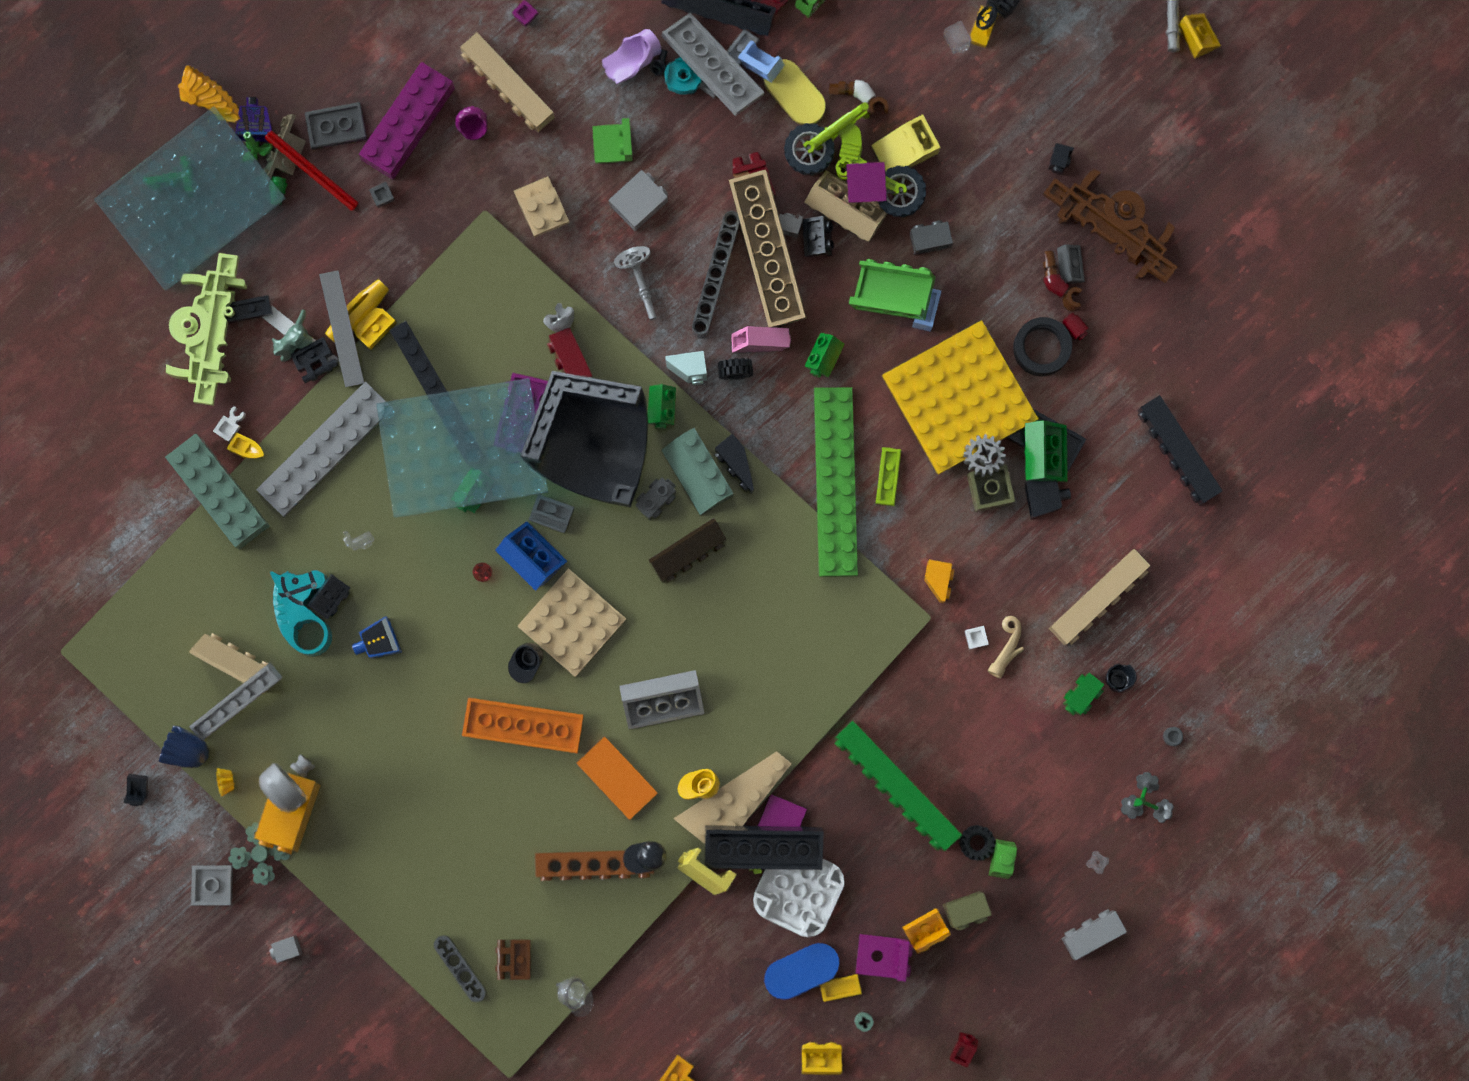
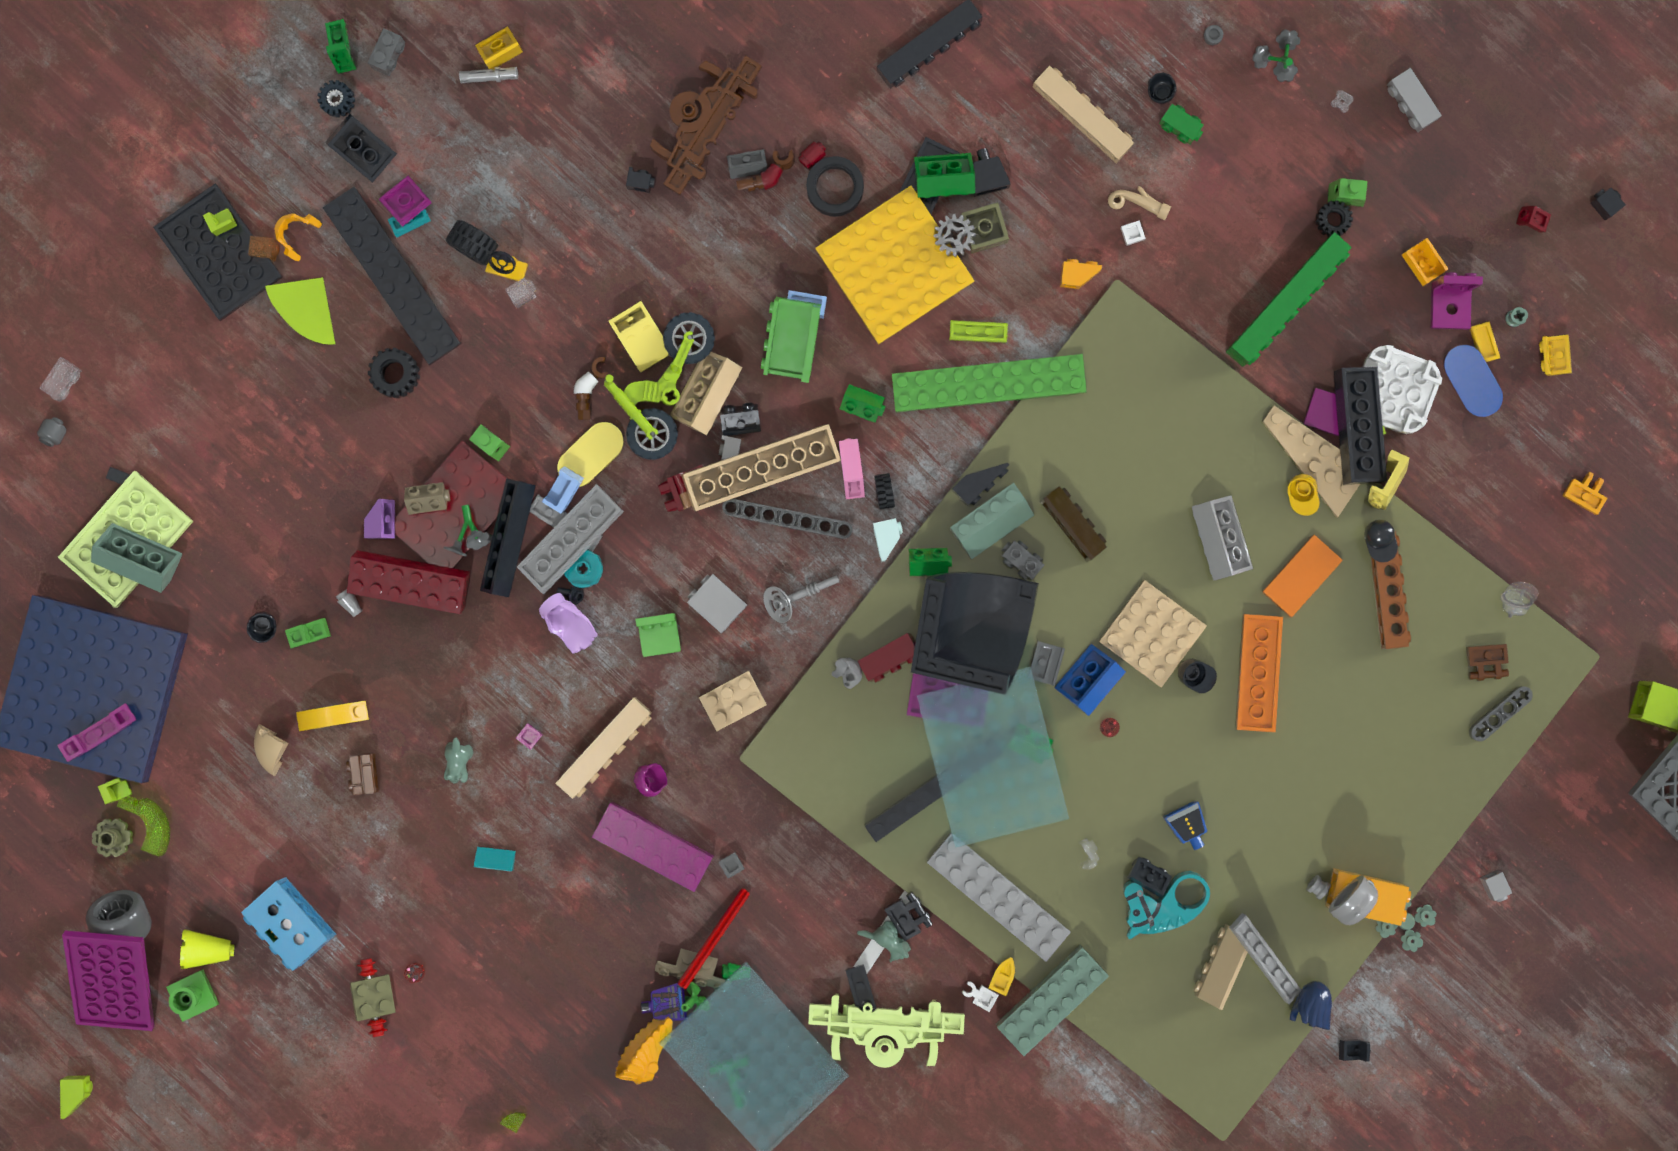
camera: 85 degrees left, 5 degrees up
(212, 885) = (1440, 965): light grey plate -> none
(224, 781) = (1340, 962): yellow piece -> none
(335, 126) = (662, 919): dark grey tile -> none
(341, 328) = (876, 891): light grey tile -> none
(365, 318) = (861, 870): yellow plate -> none
(866, 182) = (685, 372): magenta tile -> none
(931, 237) = (732, 305): dark grey brick -> none
(966, 910) = (1402, 223): olive brick -> none

